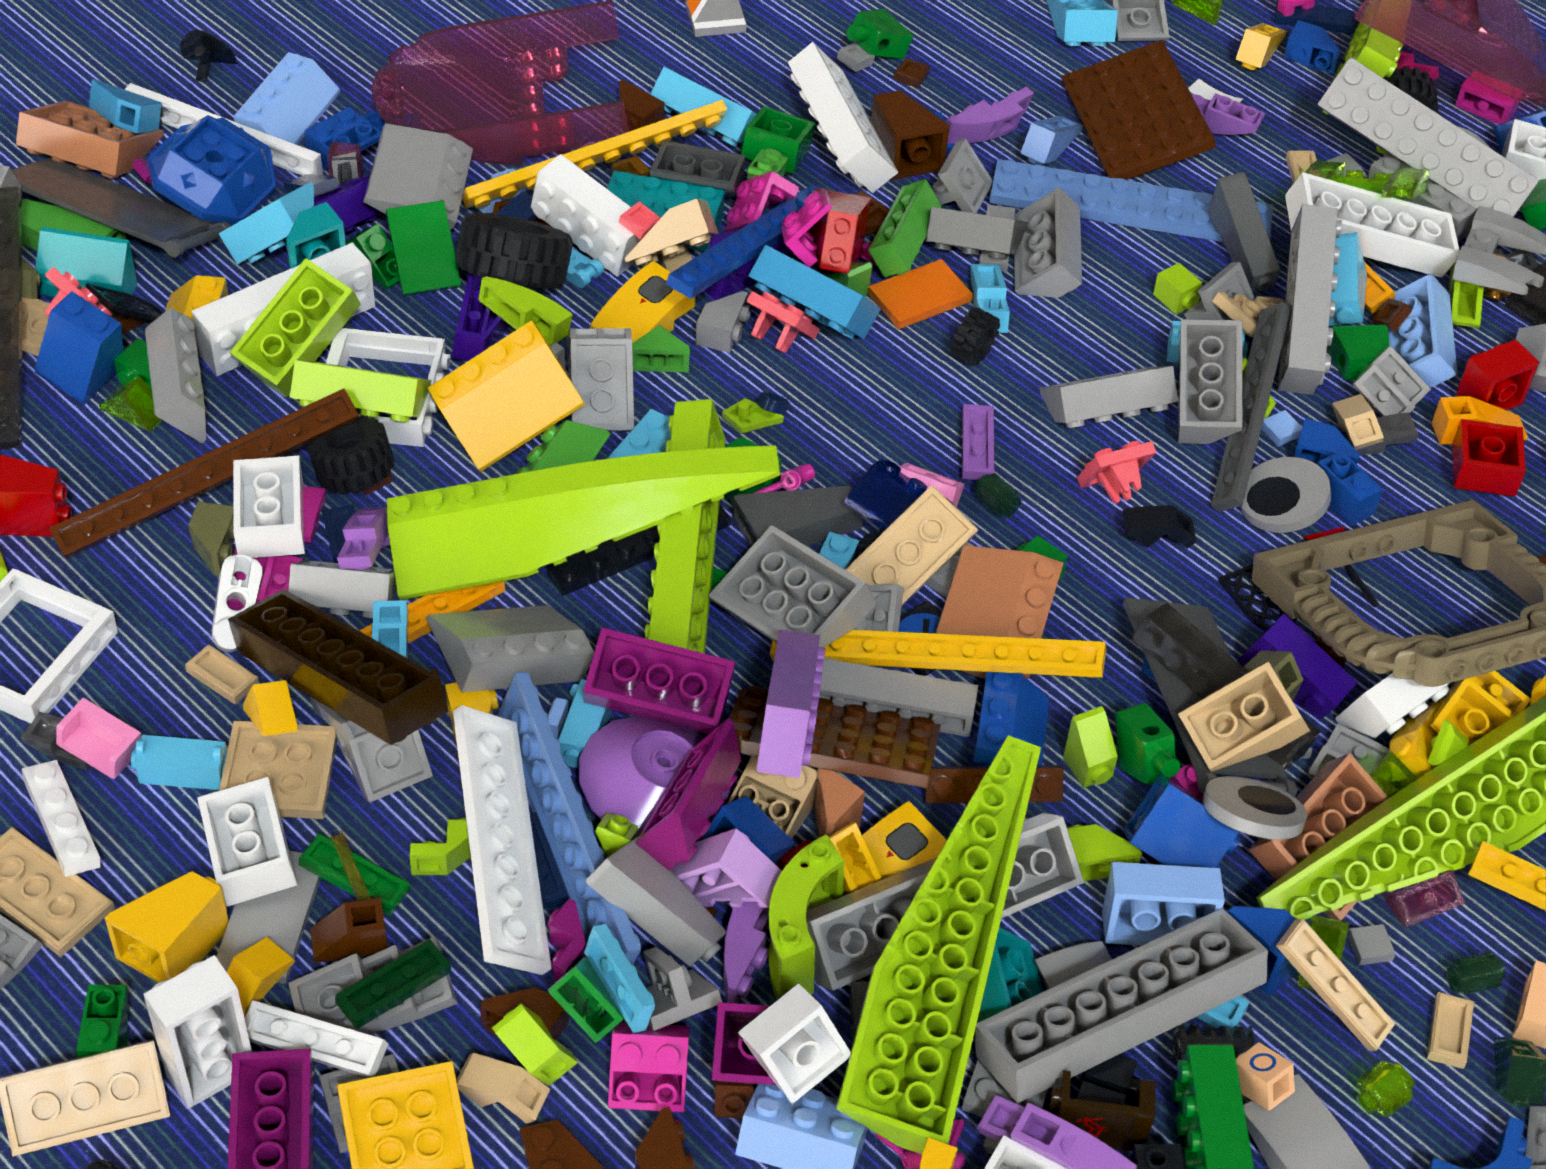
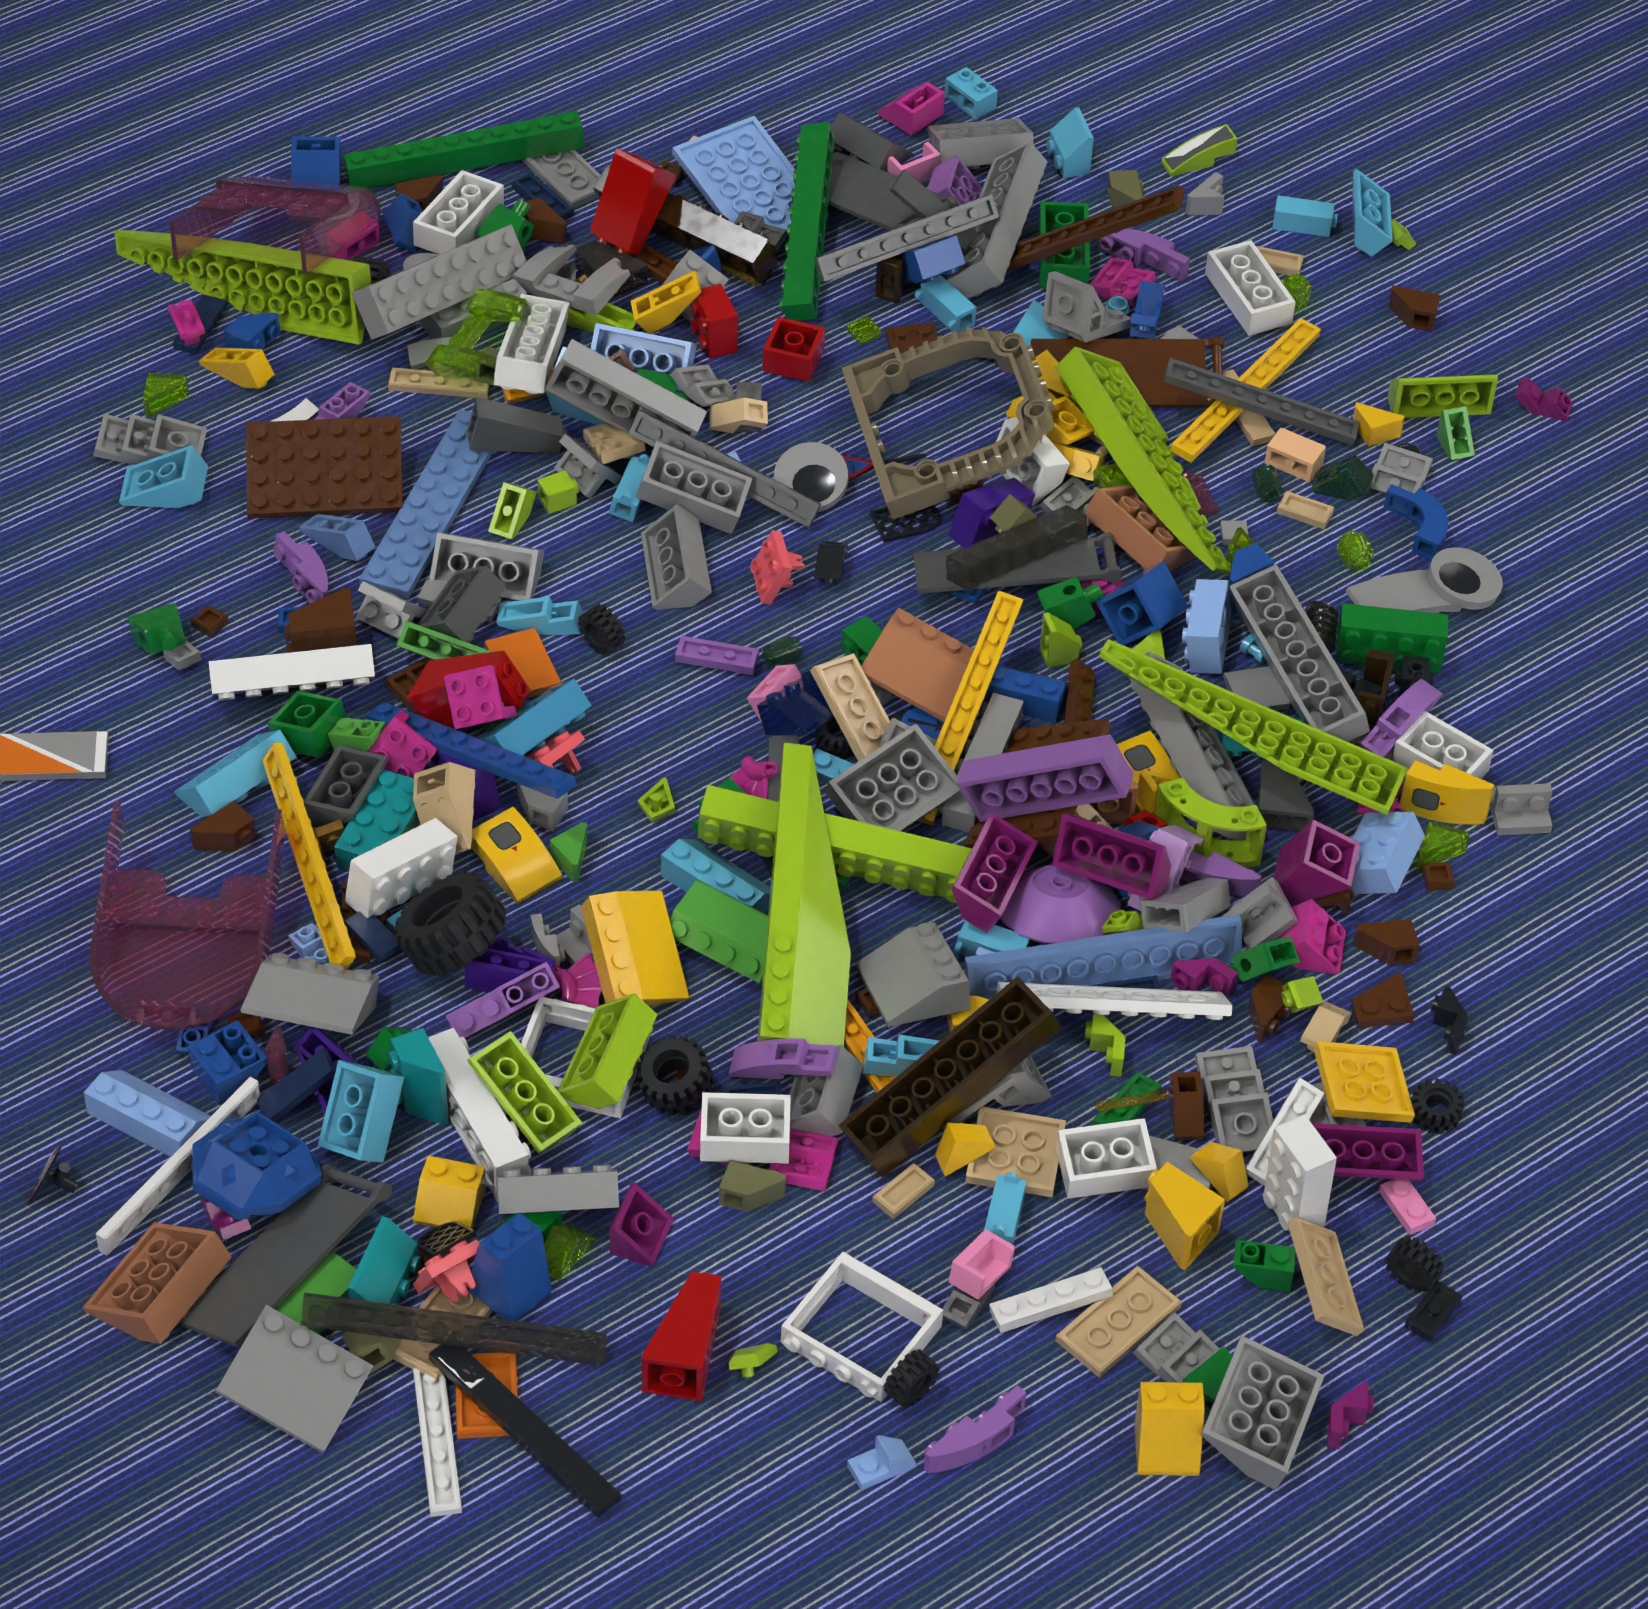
camera: 80 degrees left, 0 degrees up
(125, 107) = (128, 1245): dark azure slope -> none
(154, 447) = (639, 1227): none -> magenta slope
(202, 473) = (690, 1177): reddish brown plate -> none
(231, 588) = (835, 1167): white piece -> none
(393, 984) = (1248, 1072): dark green plate -> none
(423, 248) = (408, 1002): green tile -> none
(427, 308) = (503, 1001): none -> medium lavender slope
(520, 305) = (532, 922): lime slope -> none
(603, 375) = (587, 873): light grey bracket -> none
(619, 978) = (1261, 929): medium azure plate -> none
(639, 219) = (439, 821): coral tile -> none
(773, 402) = (648, 781): dark blue tile -> none
(795, 1043) = (1341, 821): white slope -> none
(1138, 256) = (512, 510): none -> lime slope
(1244, 719) = (1071, 532): tan slope -> none
(1254, 807) = (1150, 546): light grey piece -> none
(1265, 1076) = (1356, 593): light nougat brick -> none
(1322, 440) = (762, 444): blue slope -> none
(1335, 984) = (1286, 547): tan tile -> none
(1352, 490) = (813, 430): blue slope -> none
(1446, 743) = (1093, 438): lime piece -> none
(1453, 409) = (750, 350): light orange slope -> none
(1491, 326) = (665, 303): none -> yellow slope

